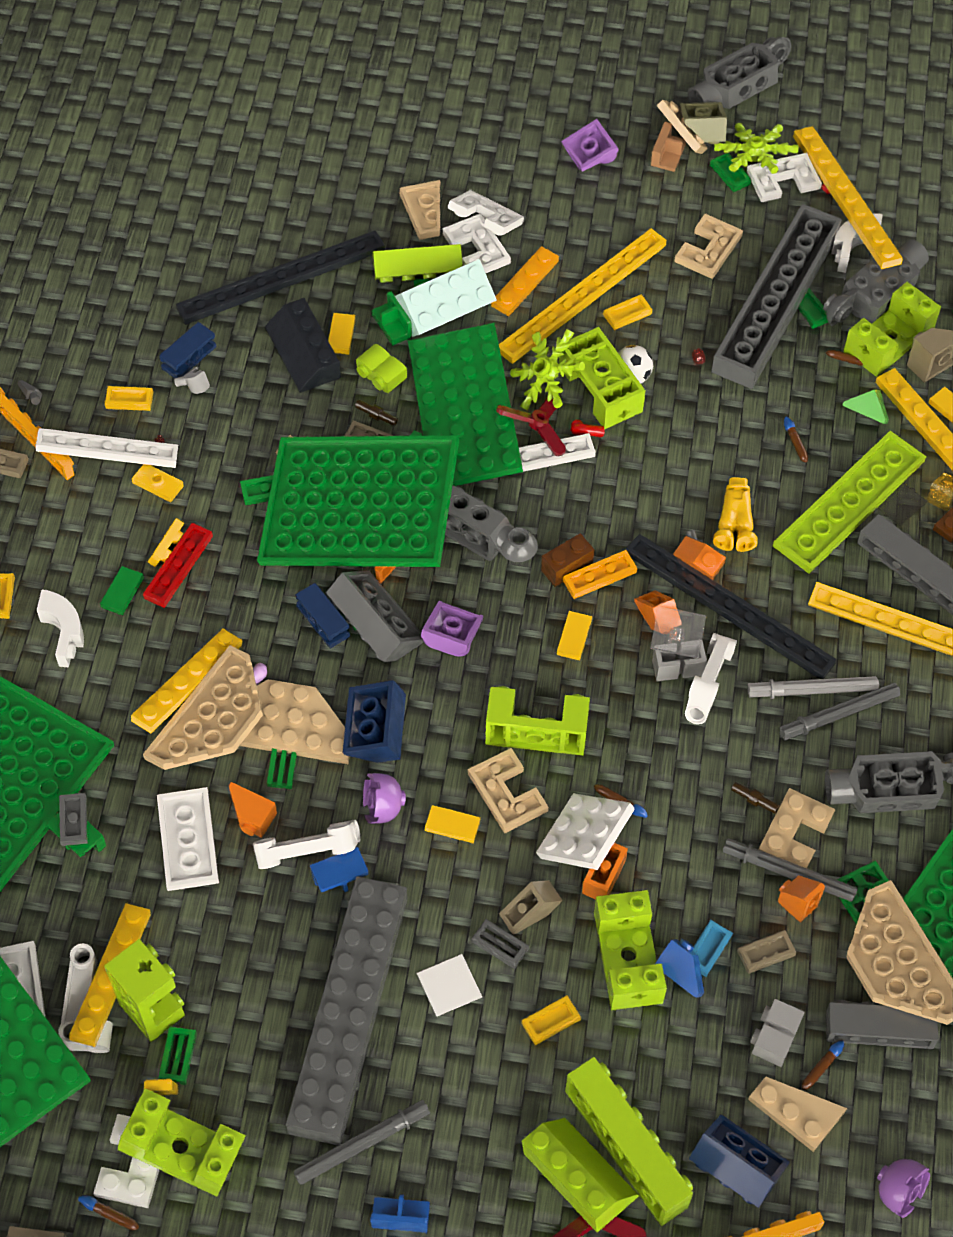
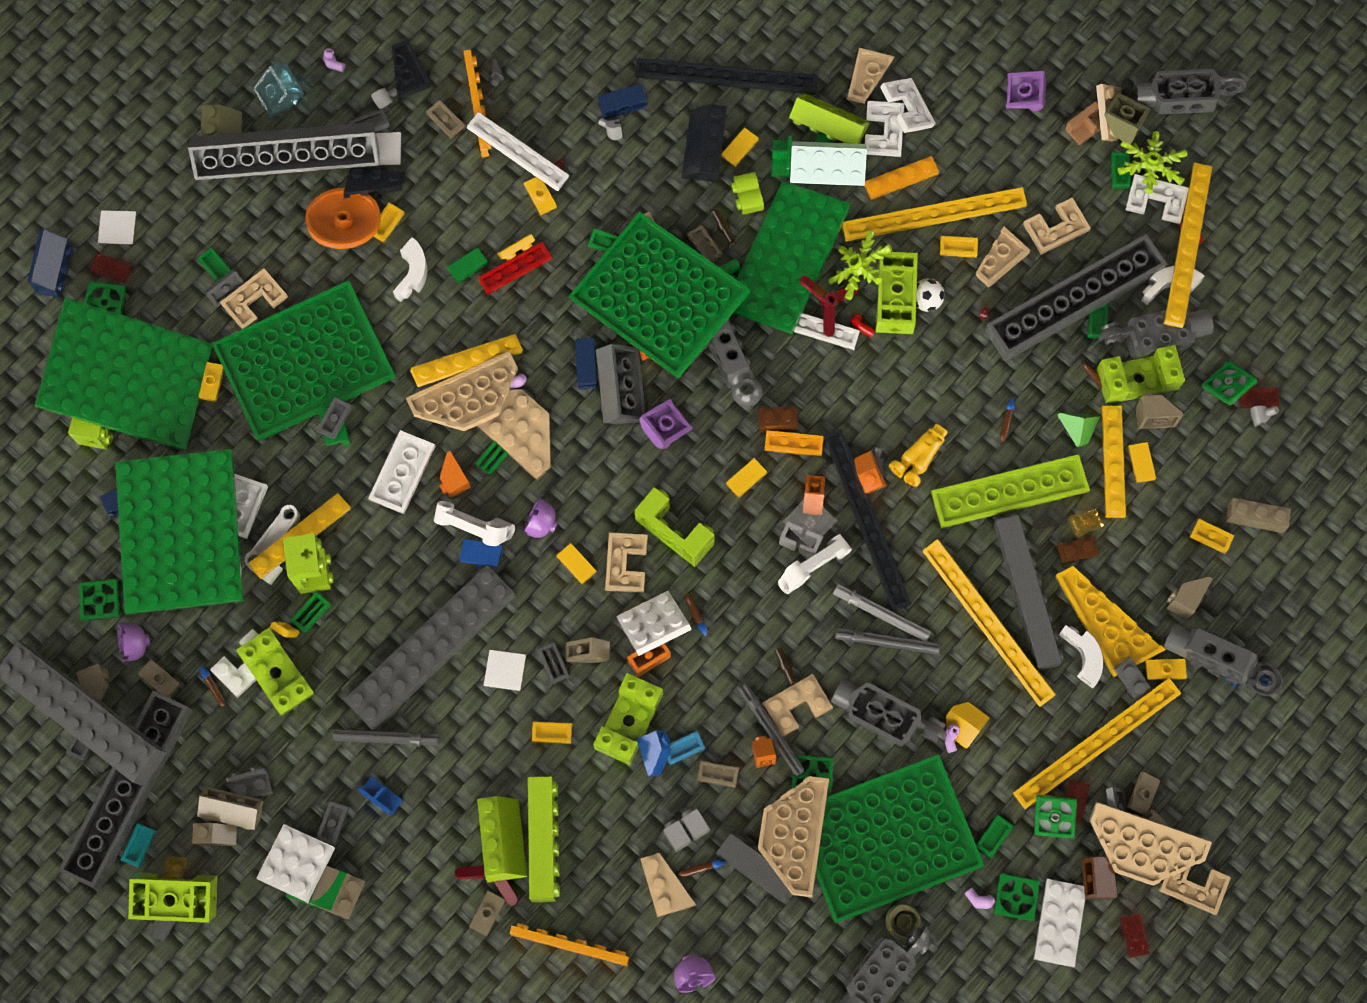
camera: 35 degrees right, 15 degrees up
(129, 398) = (560, 116): yellow tile -> none
(375, 722) = (569, 463): dark blue slope -> none
(678, 299) = (1002, 257): none -> tan wing
(739, 1160) = (605, 893): dark blue slope -> none

